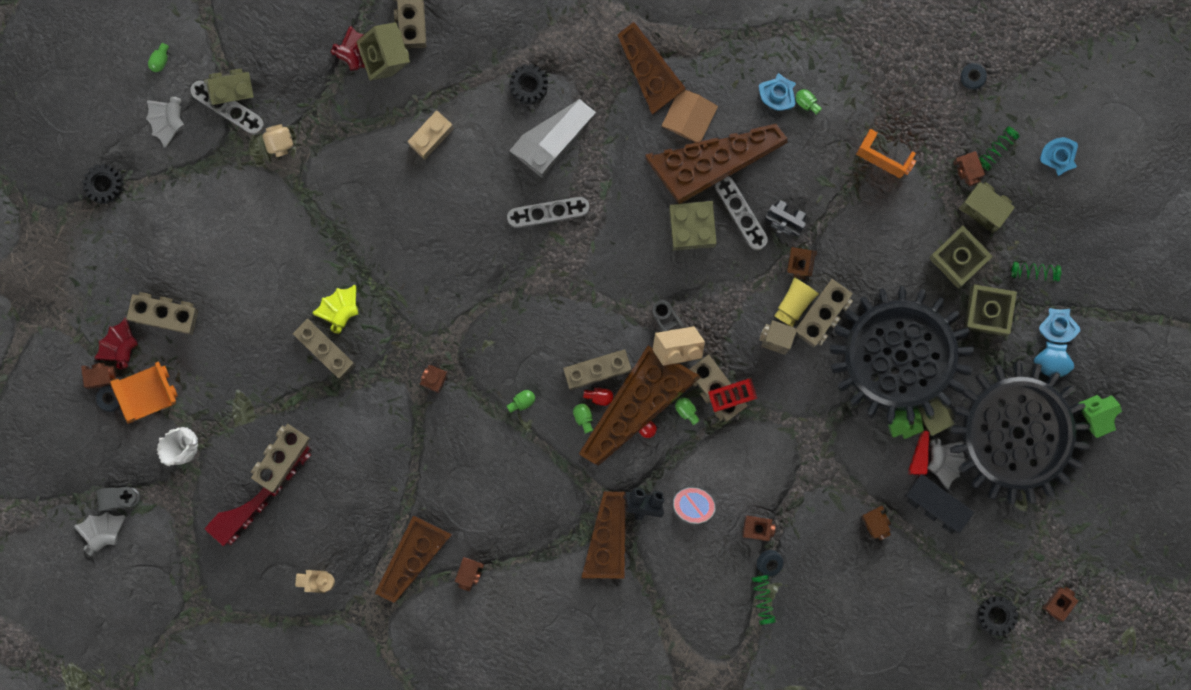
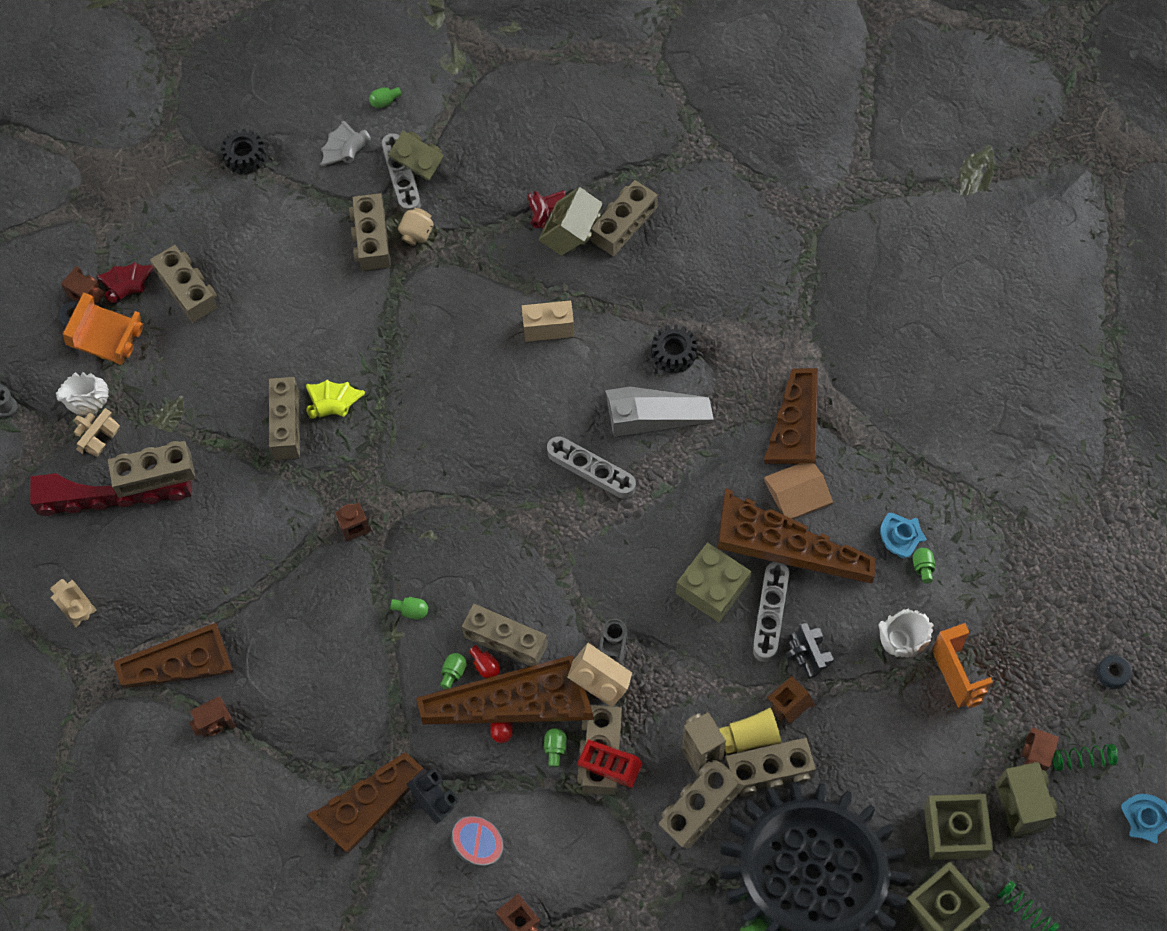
camera: 45 degrees right, 20 degrees down
(212, 473) = (89, 442): none -> tan hips
(247, 159) = (370, 242): none -> dark tan brick
(811, 363) = (715, 802): none -> dark tan brick
(836, 160) = (905, 633): none -> white hair

